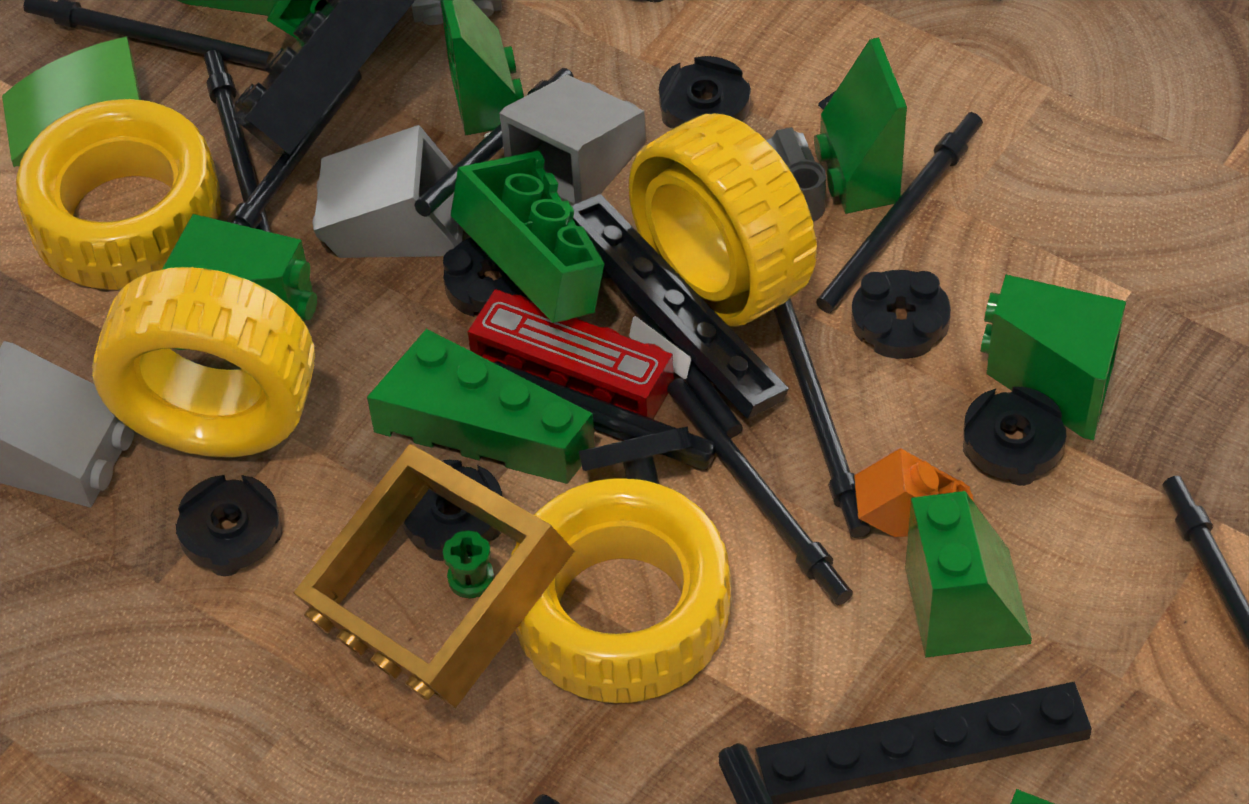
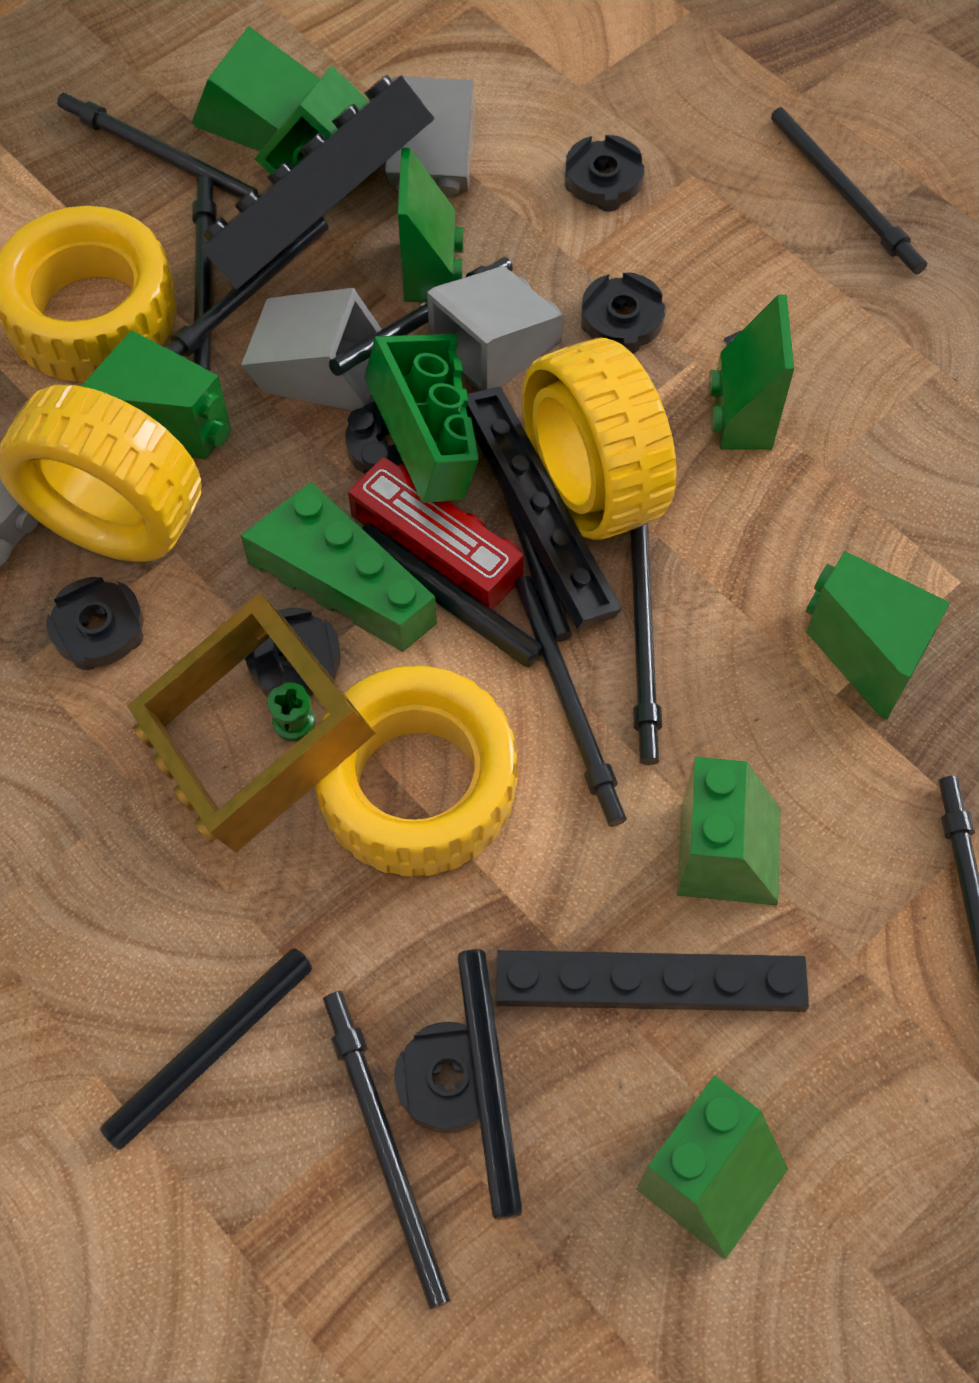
camera: 10 degrees right, 10 degrees up
(64, 85) = (79, 180): bright green slope -> none
(636, 453) = (467, 644): black tile -> none
(643, 333) = (511, 531): white sticker -> none
(808, 173) = (685, 403): dark grey piece -> none
(890, 483) = (701, 730): orange slope -> none
(906, 290) = (749, 534): black plate -> none
(946, 153) = (827, 412): black bar -> none
(1014, 458) = (808, 723): black plate -> none

